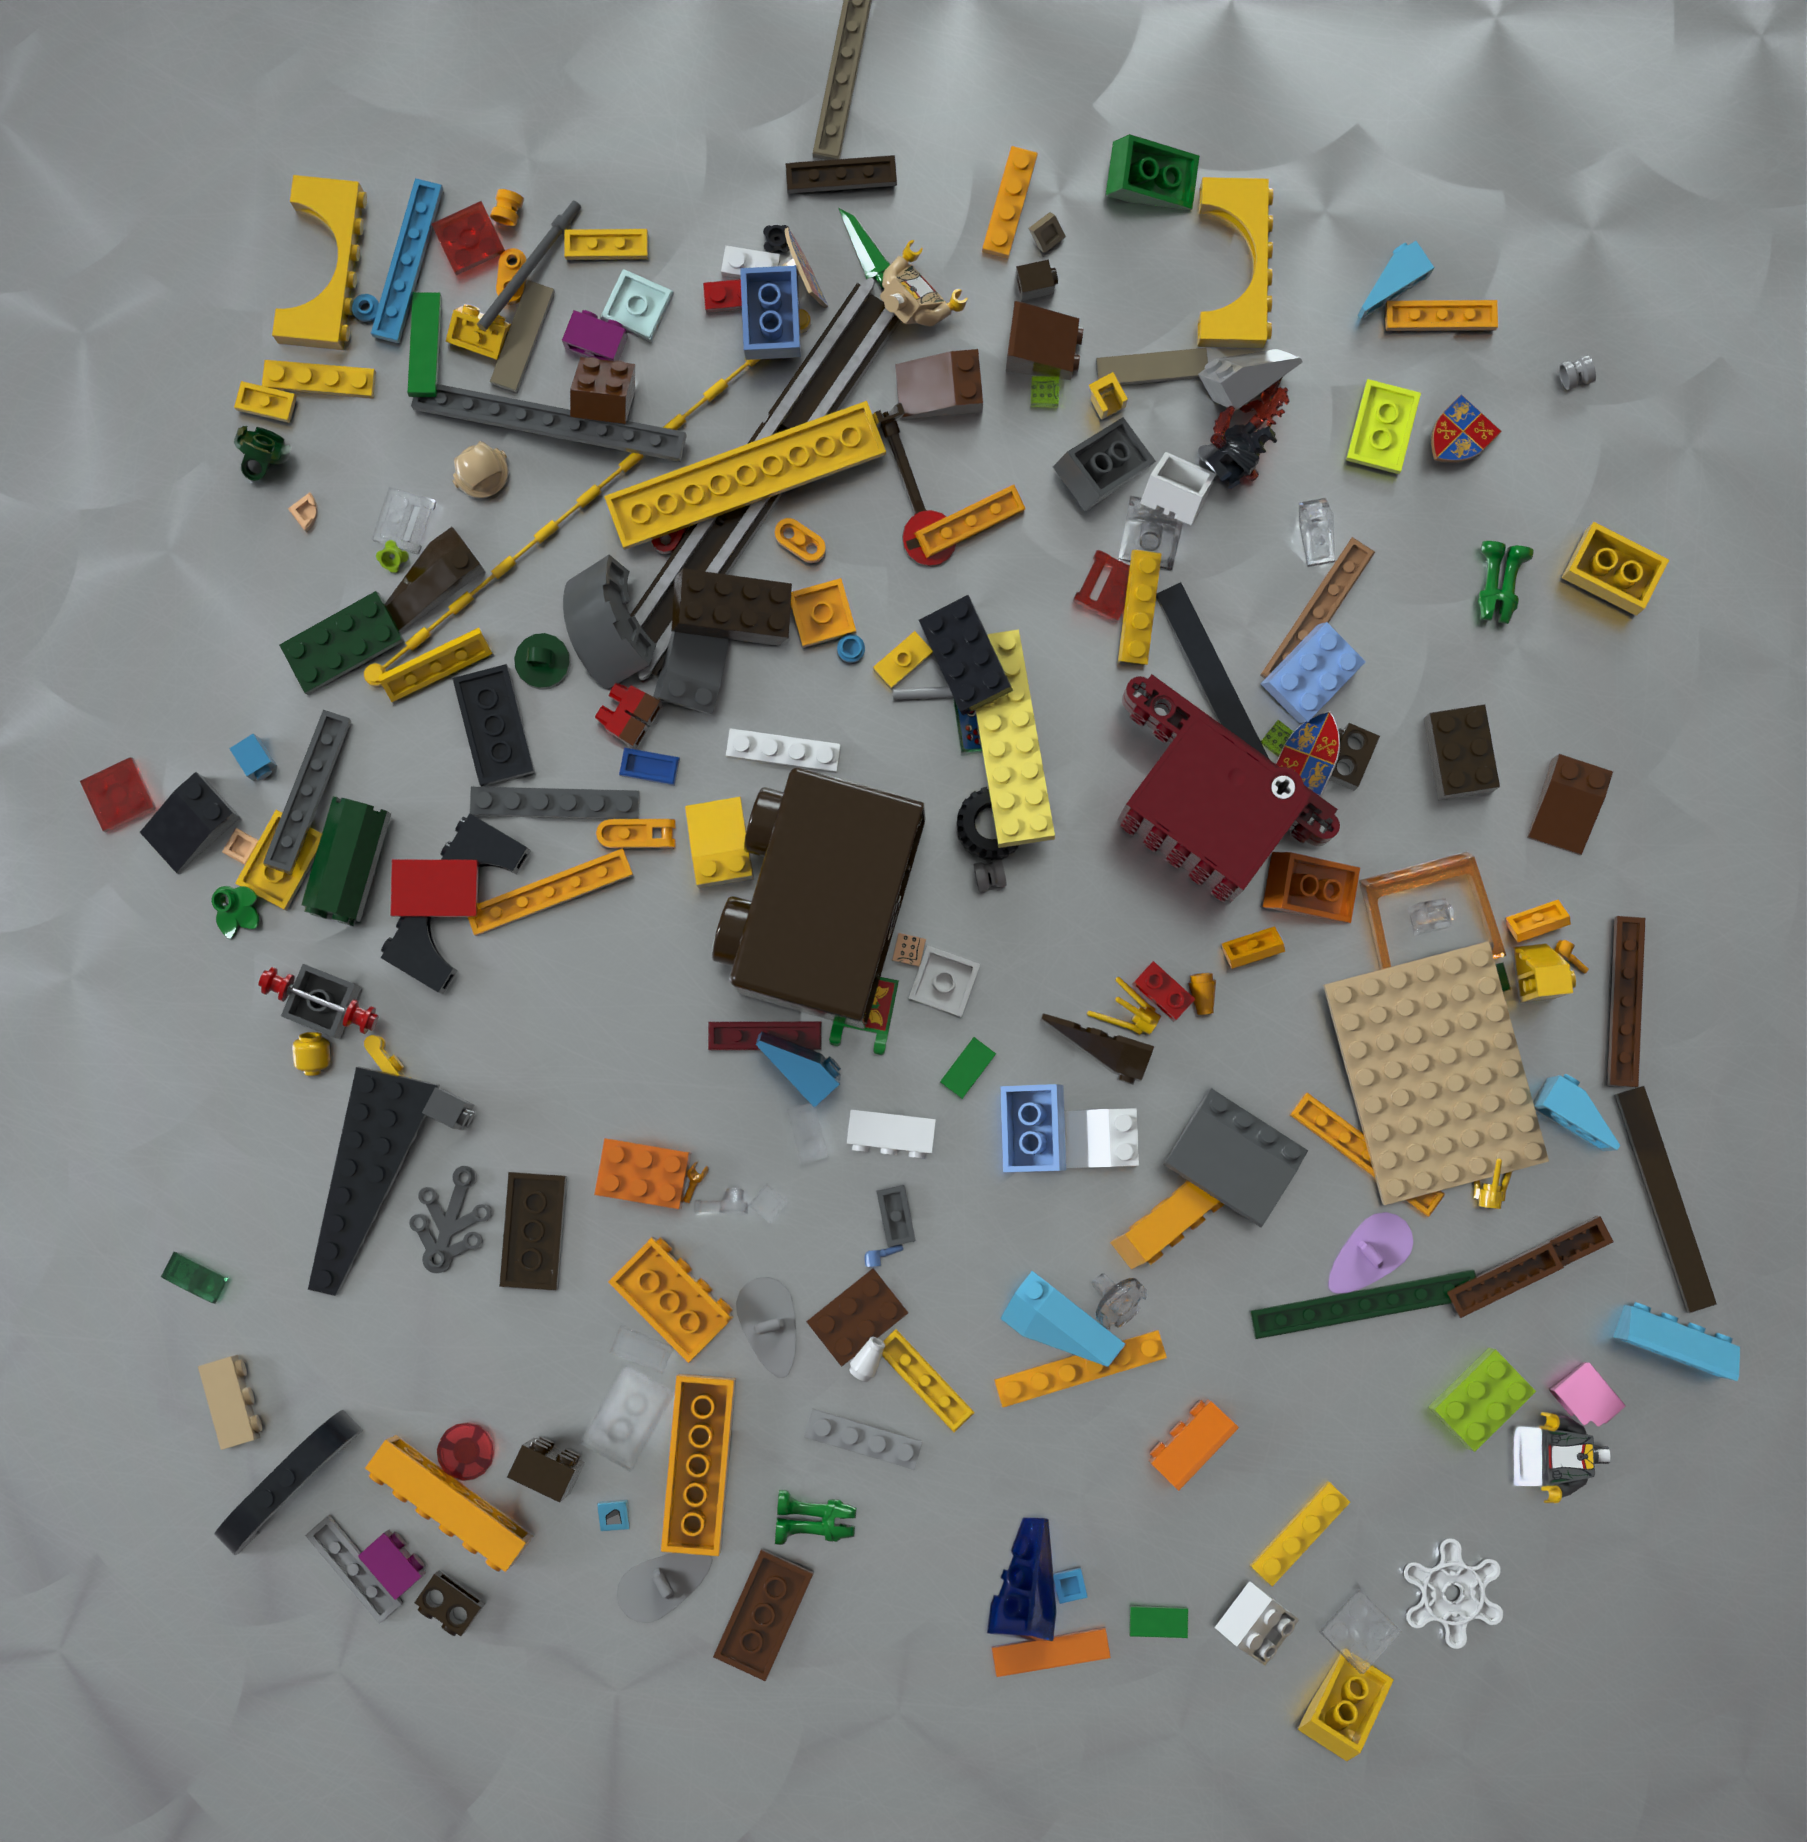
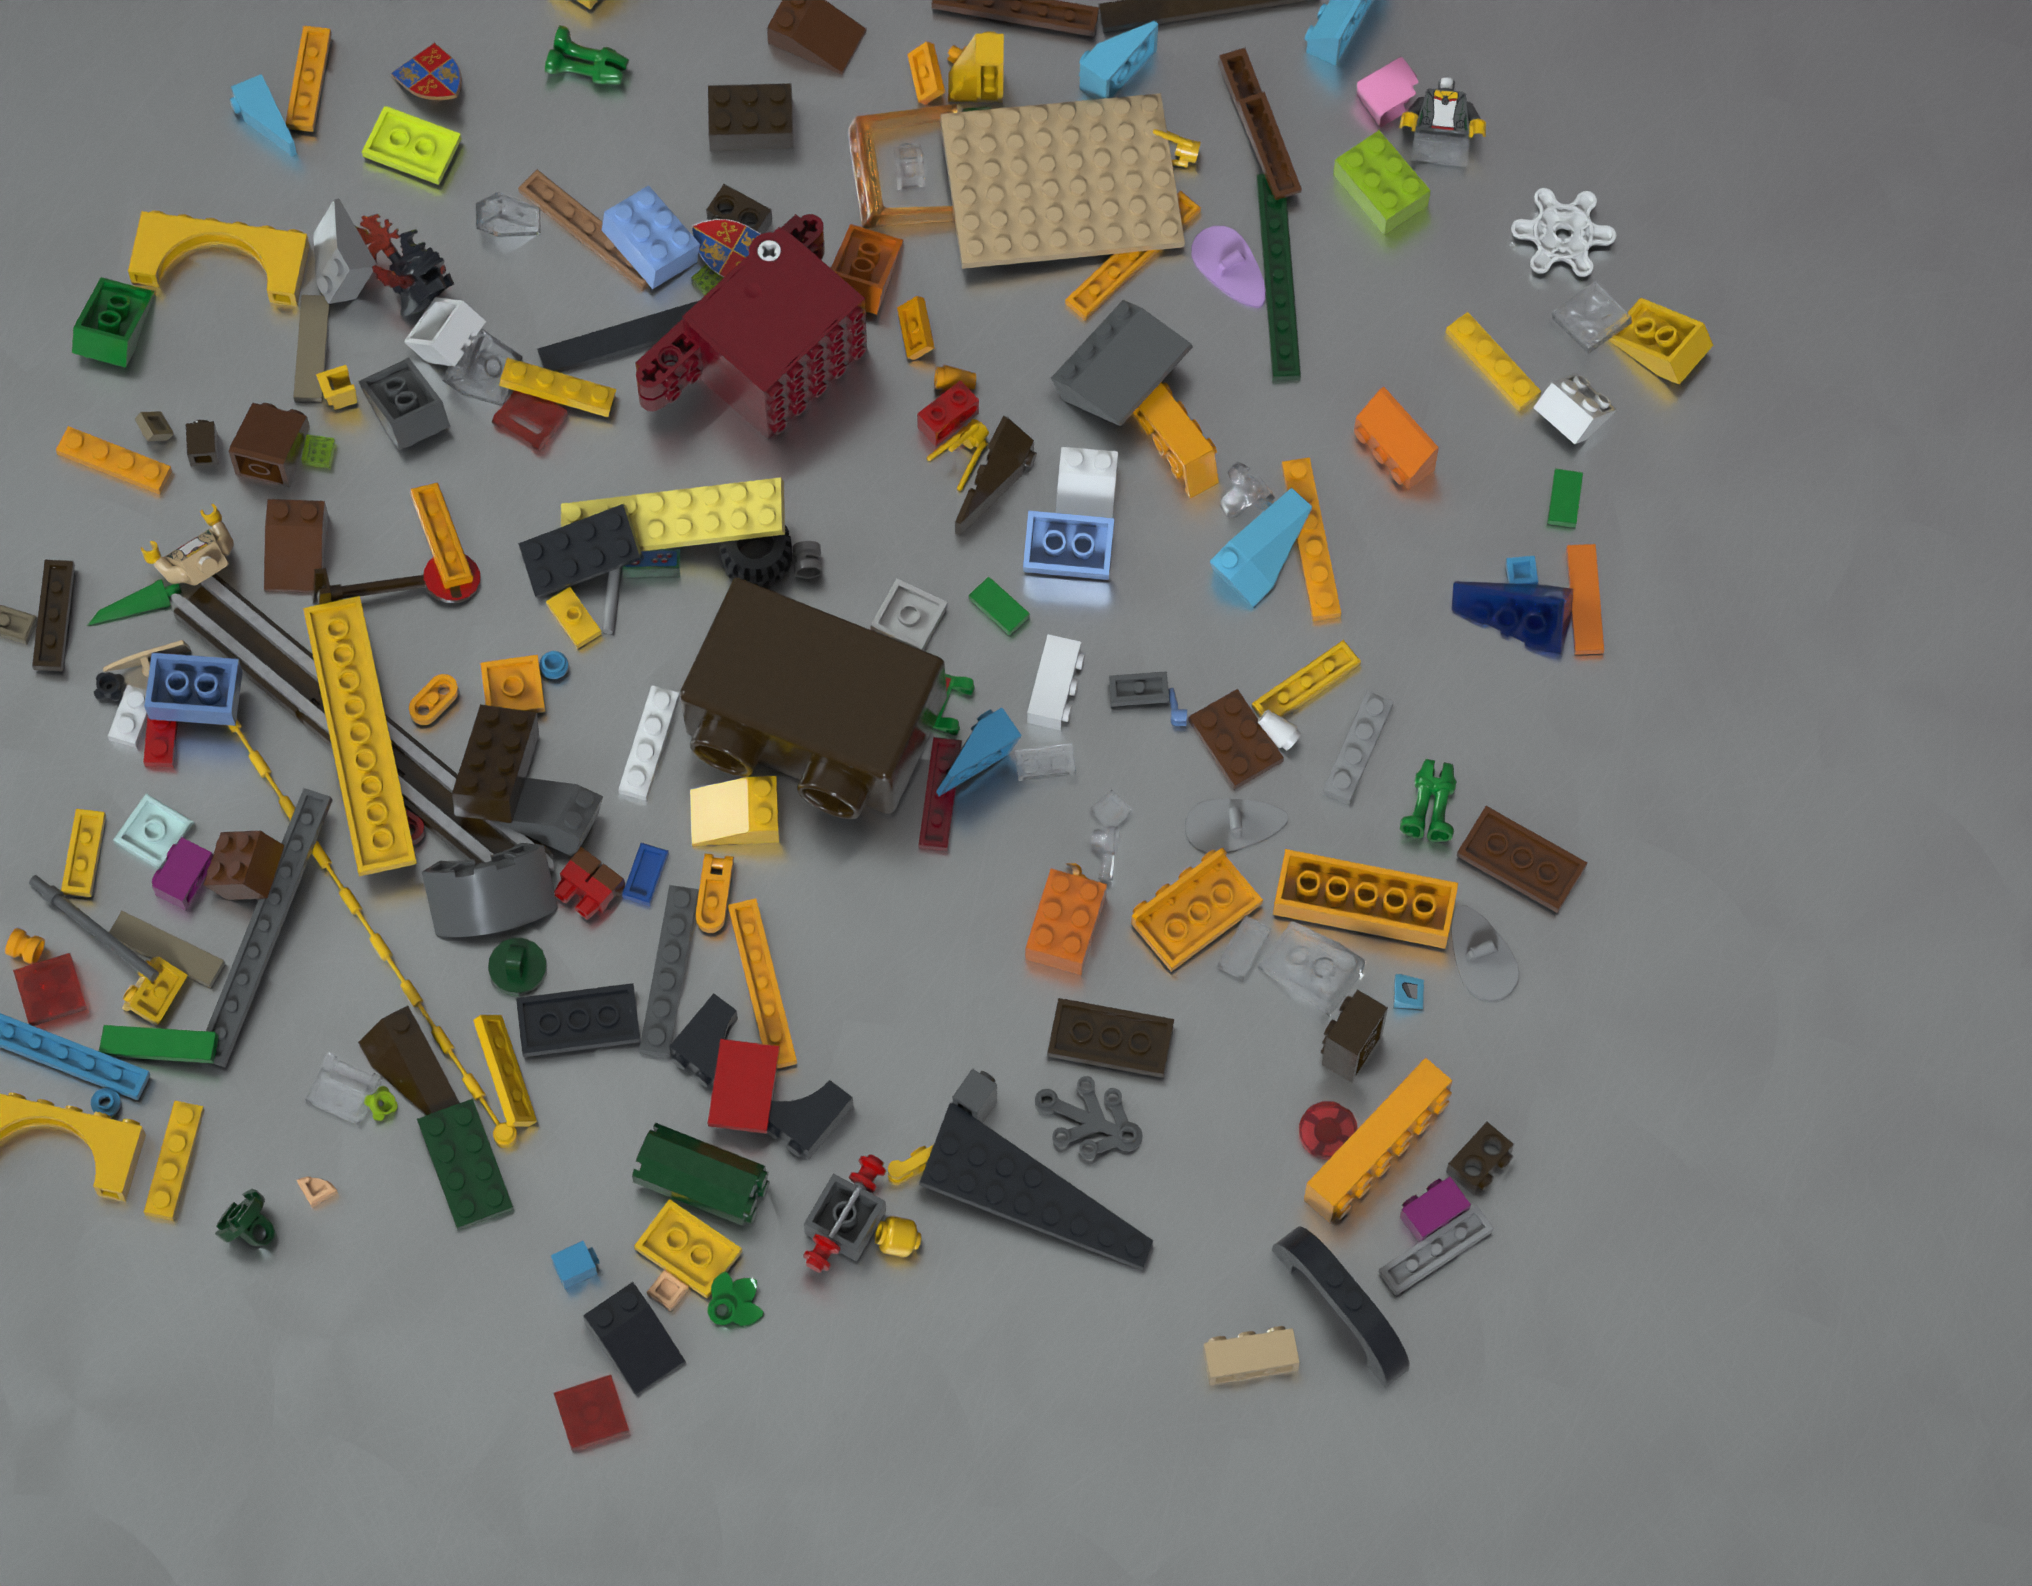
camera: 85 degrees left, 15 degrees down
(194, 1277) = (1116, 1381): clear green slope -> none
(265, 402) = (190, 1215): yellow plate -> none
(307, 792) = (621, 1208): dark grey plate -> none
(480, 470) = (305, 1000): tan helmet -> none
(507, 272) = (96, 955): light orange plate -> none

